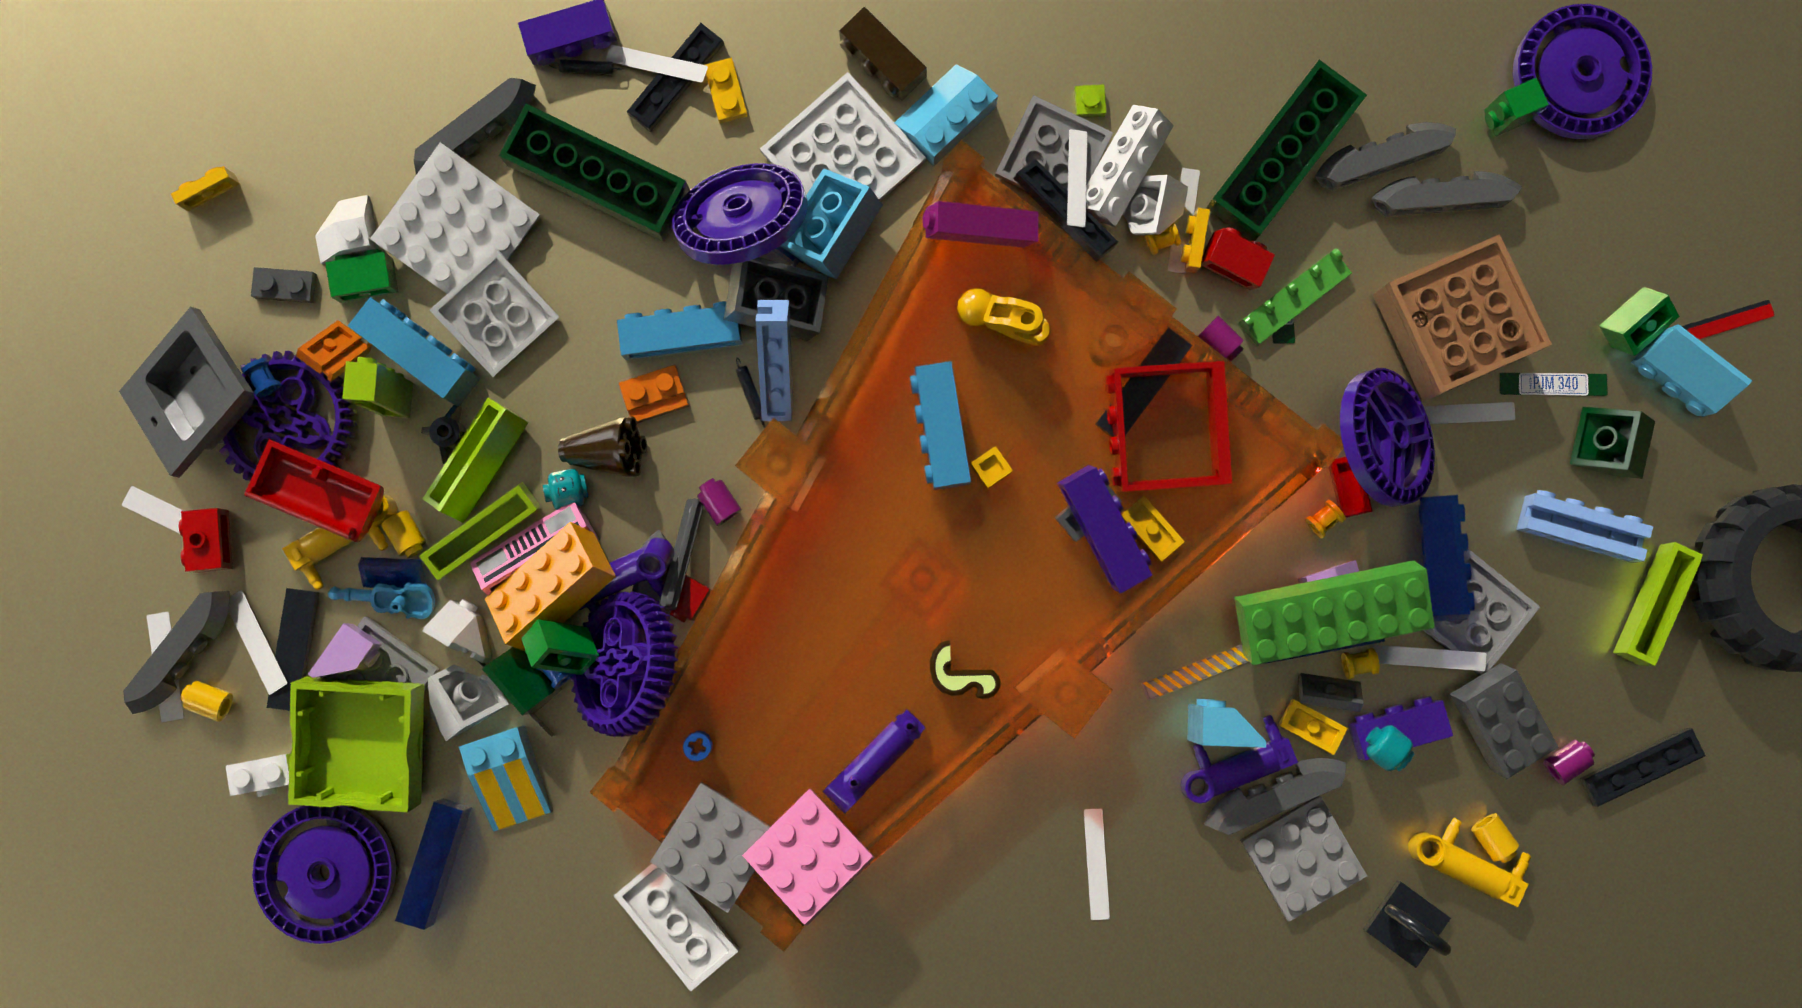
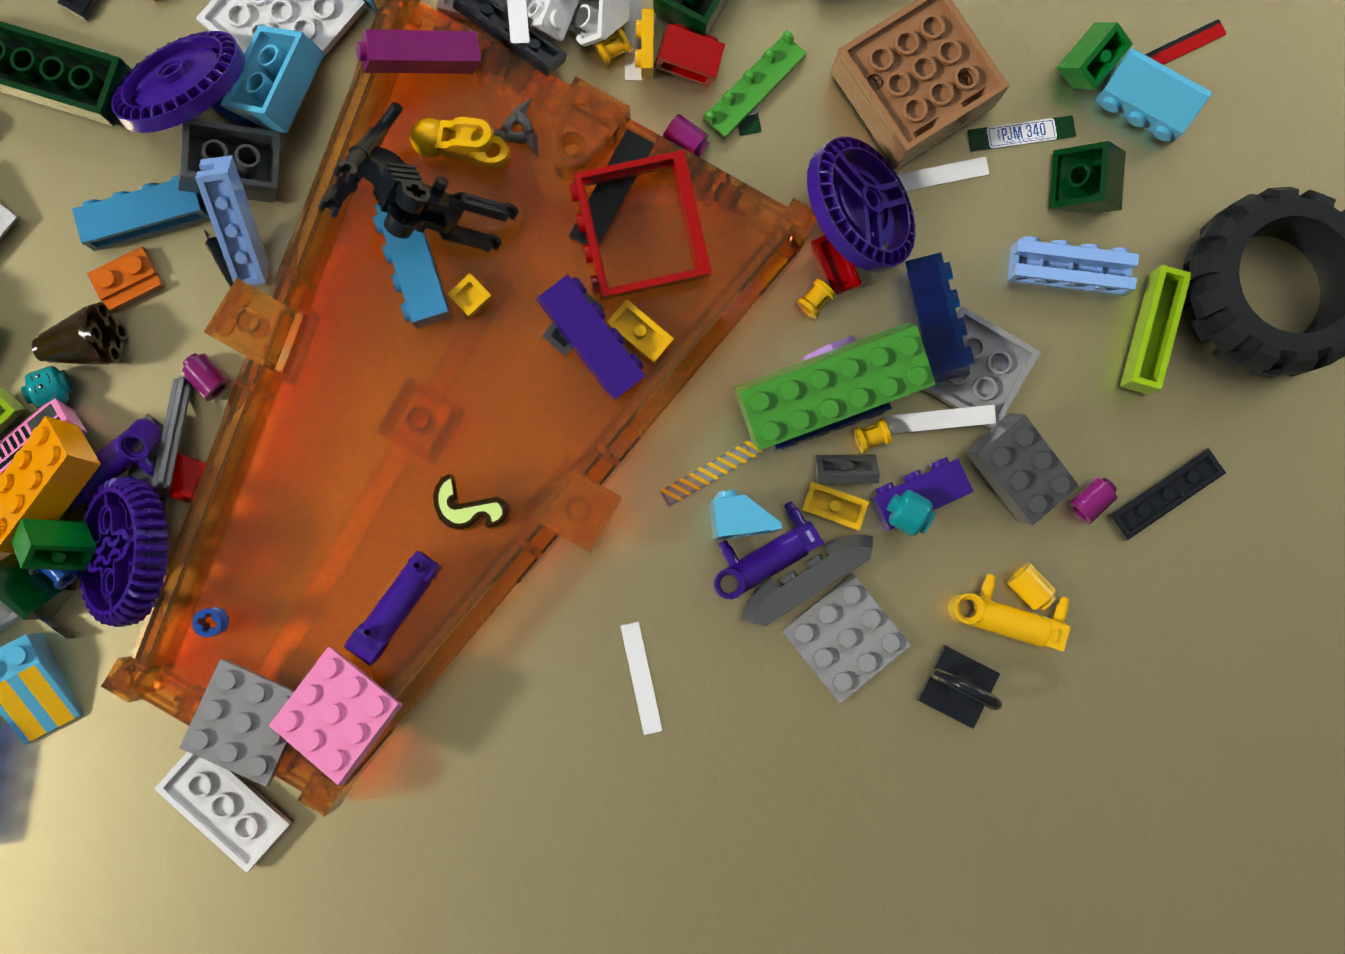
camera: 20 degrees left, 0 degrees up
(951, 367) = (406, 197): none -> black piece
(1069, 318) = (527, 135): none -> dark grey piece

